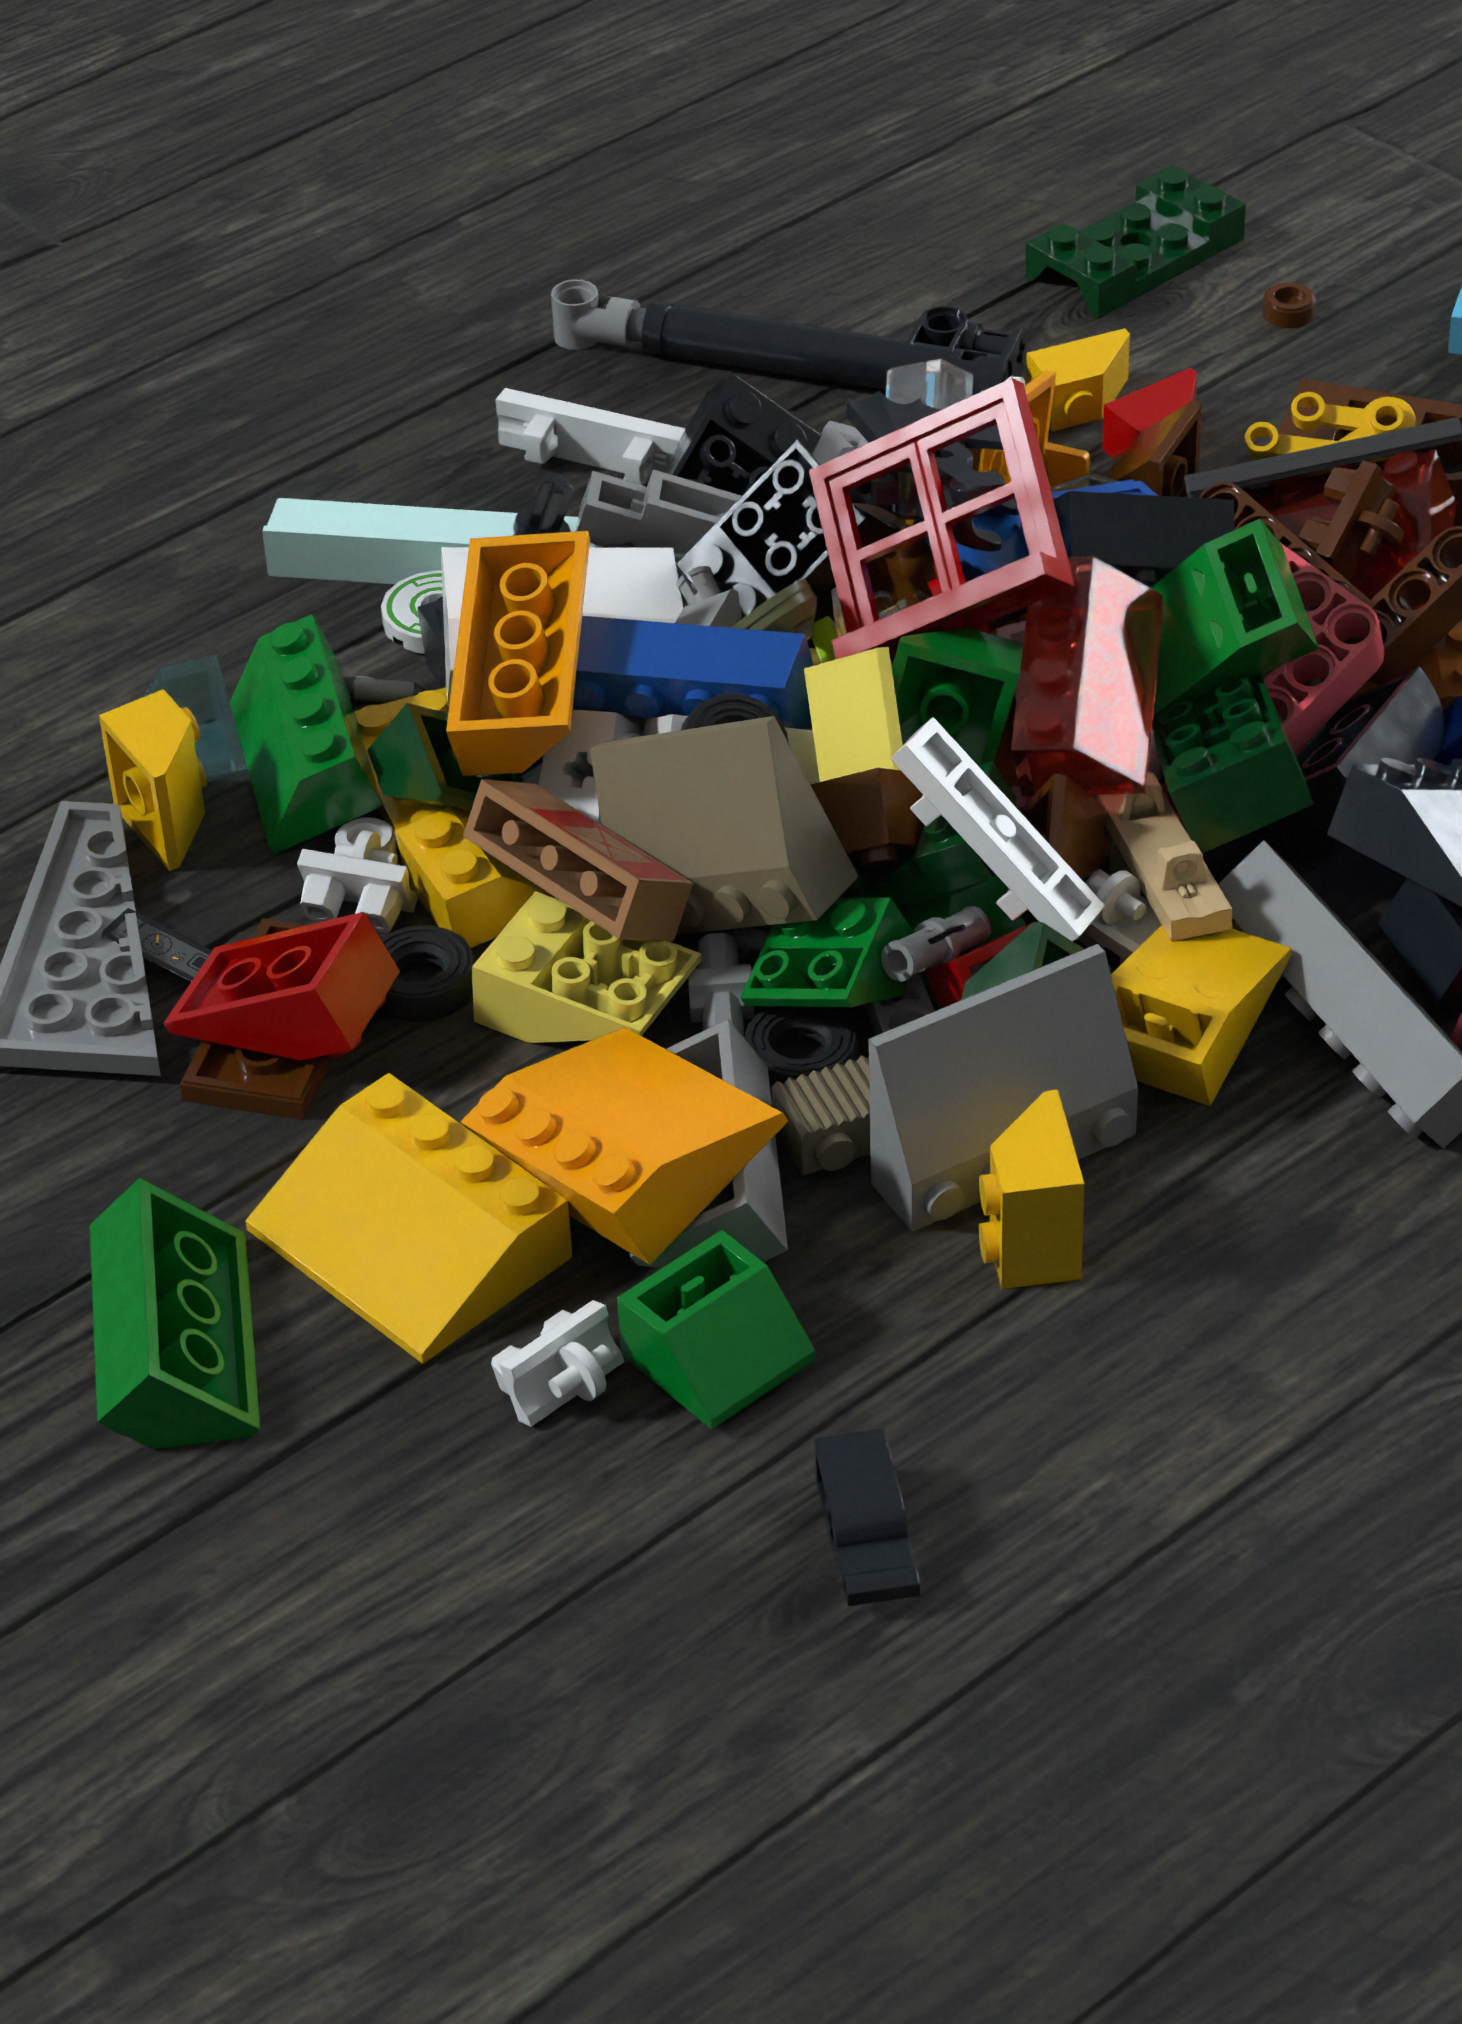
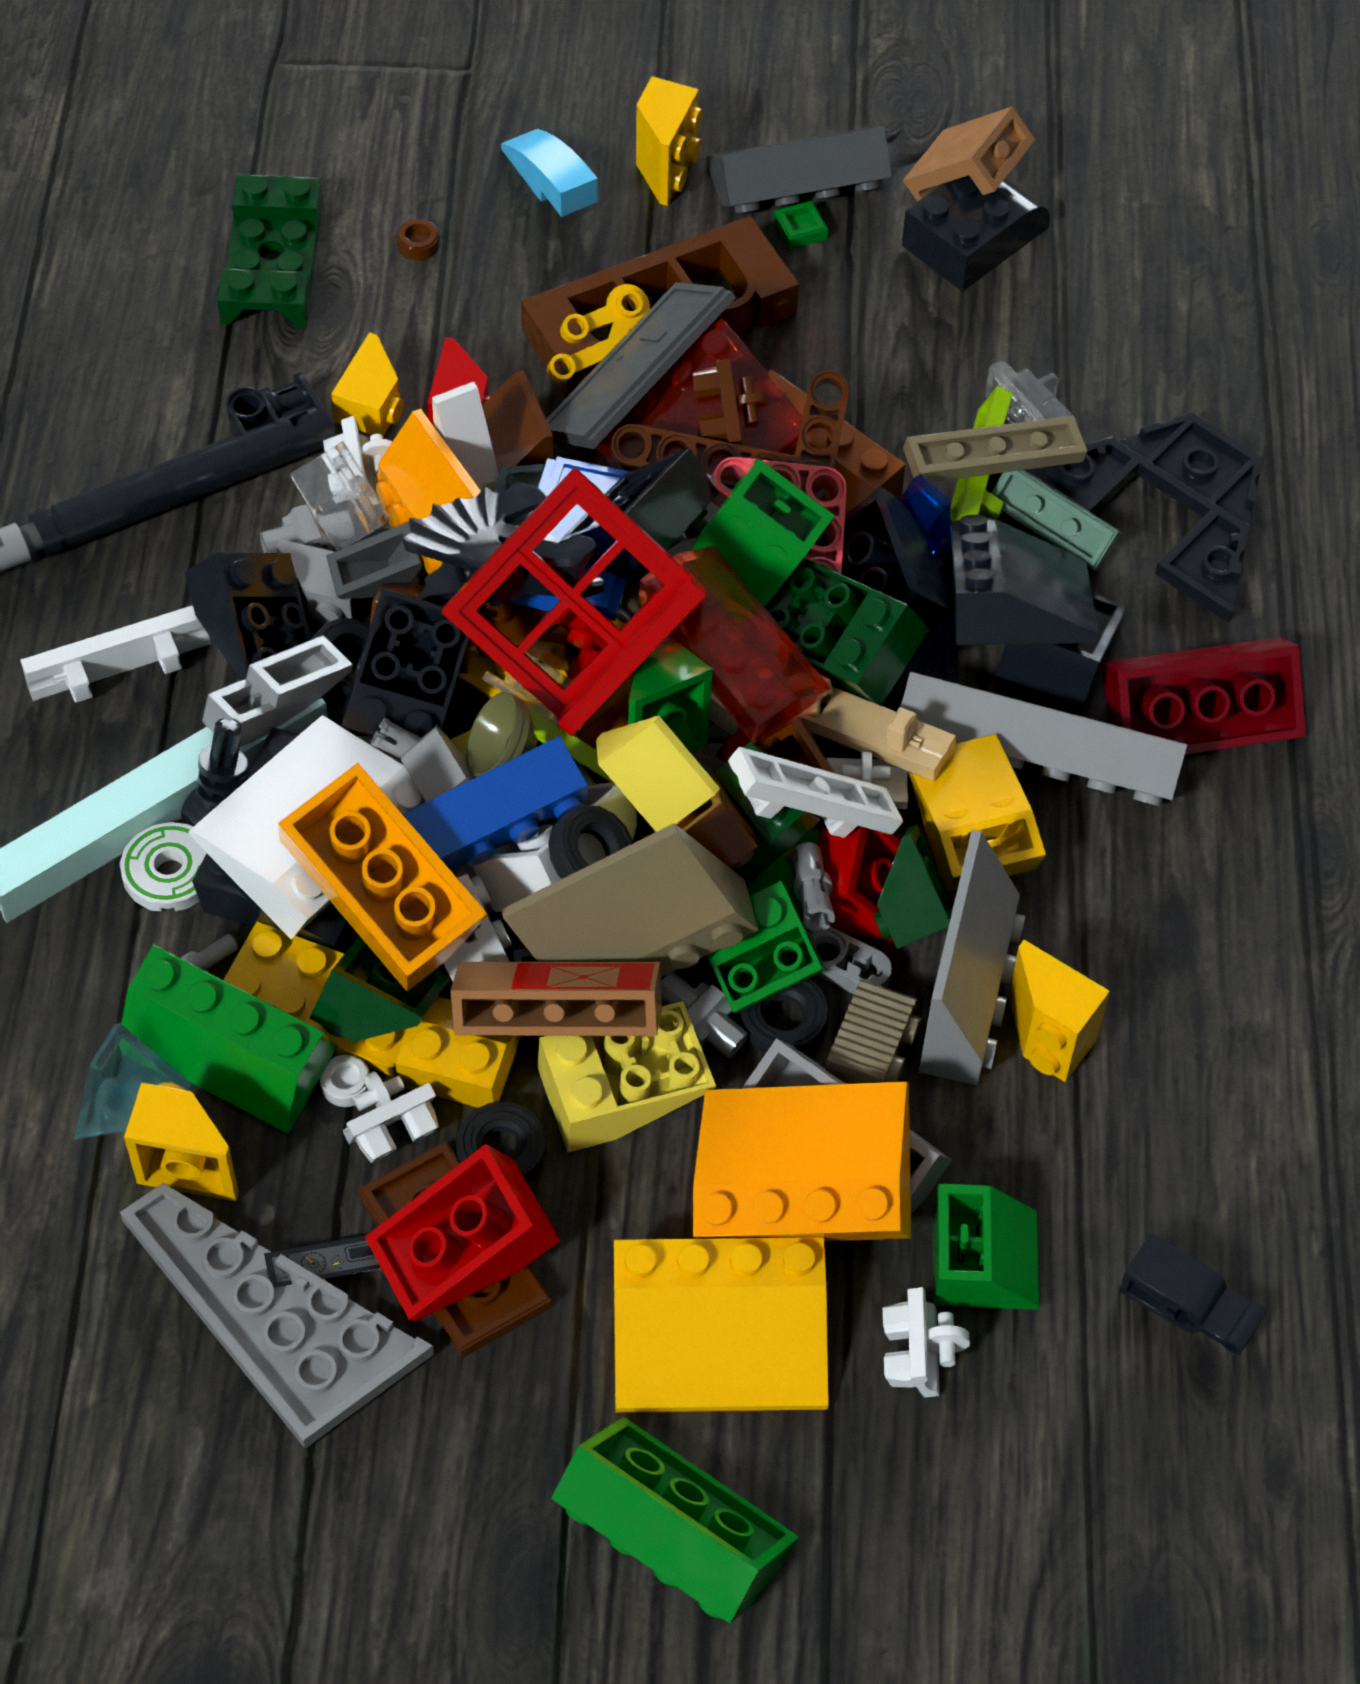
camera: 50 degrees left, 15 degrees up
(1069, 411) = (463, 427): none -> white slope

